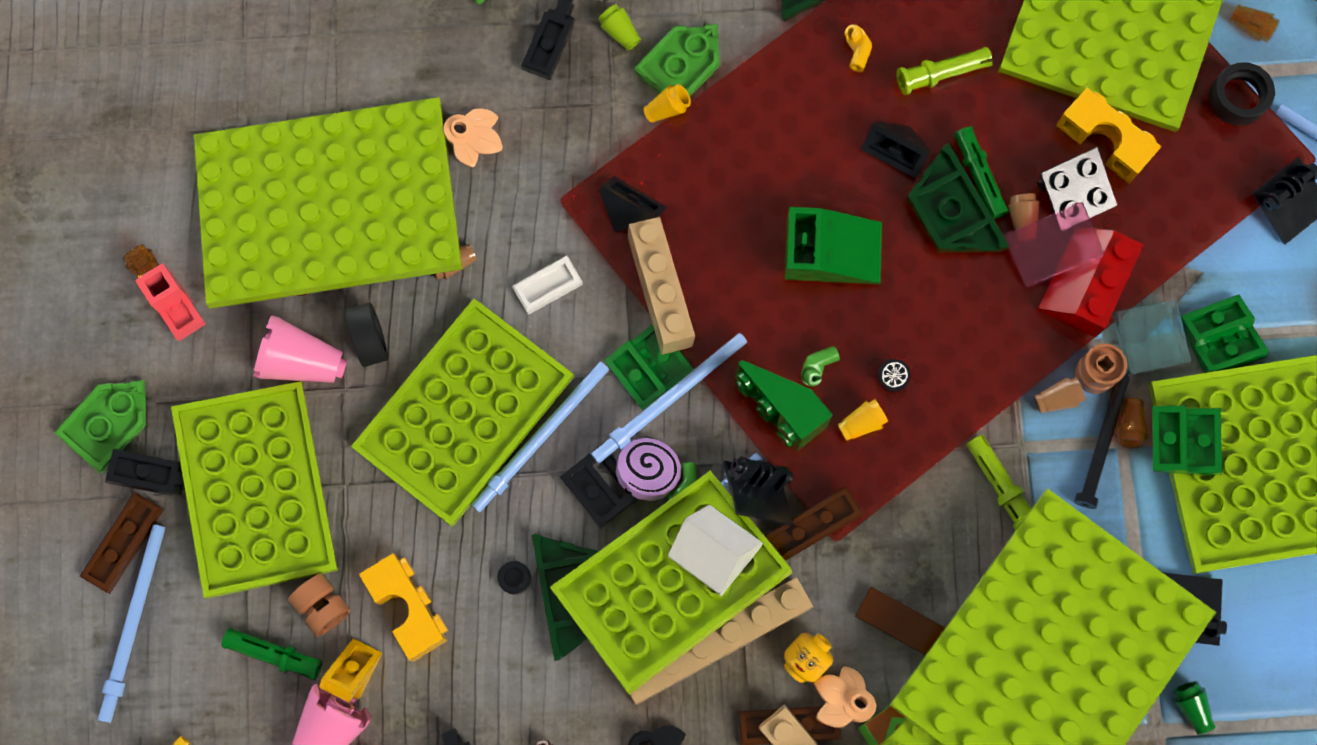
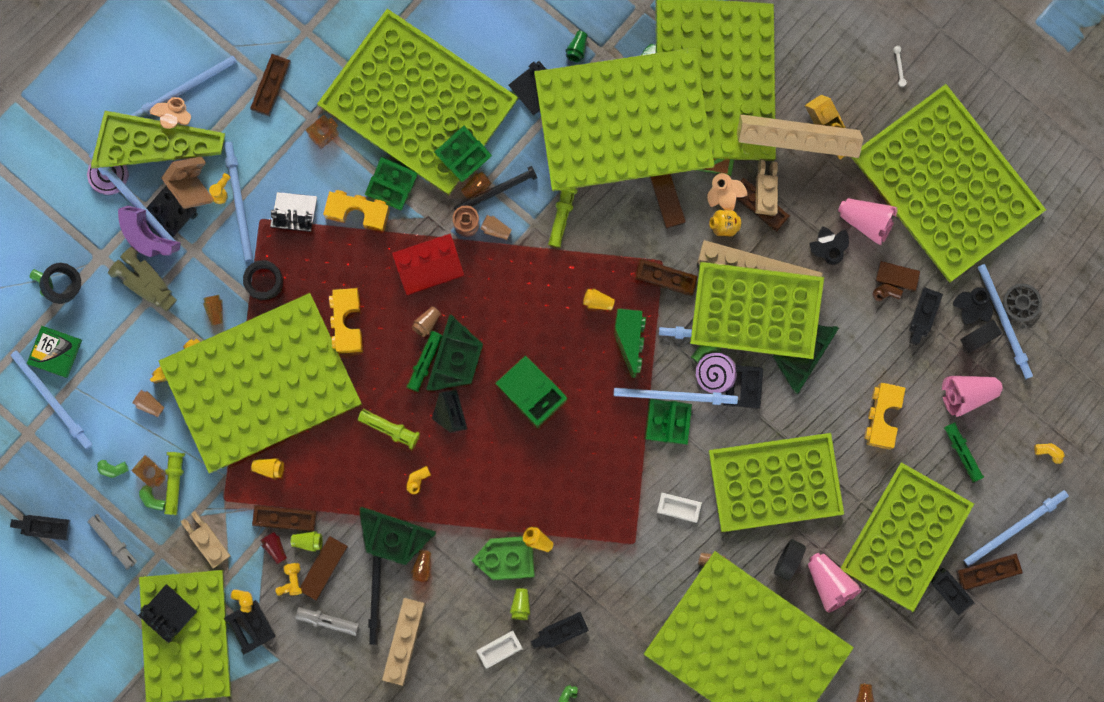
camera: 140 degrees left, 5 degrees up
(105, 422) = (949, 639): bright green tile -> none
(171, 301) = (867, 668): coral brick -> none
(313, 595) = (923, 460): nougat wheel -> none
(351, 671) = (934, 409): yellow slope -> none
(477, 138) = (643, 615): light nougat plate -> none
(498, 482) = (788, 433): light blue bar -> none
(514, 577) = (822, 383): black tile -> none
(627, 204) = (605, 506): black slope -> none
(661, 285) = (630, 450): tan brick -> none
(713, 548) = (725, 303): white slope -> none
(759, 489) = (677, 312): black hinge -> none
(815, 363) = (593, 347): bright green arm -> none
(893, 375) = (562, 307): black tile -> none
(1054, 244) = (430, 293): clear pink piece -> none
(1079, 181) = (388, 310): hinge -> none
(1152, 336) = (425, 213): clear light blue tile -> none
(1250, 253) = (340, 205): none -> yellow arch

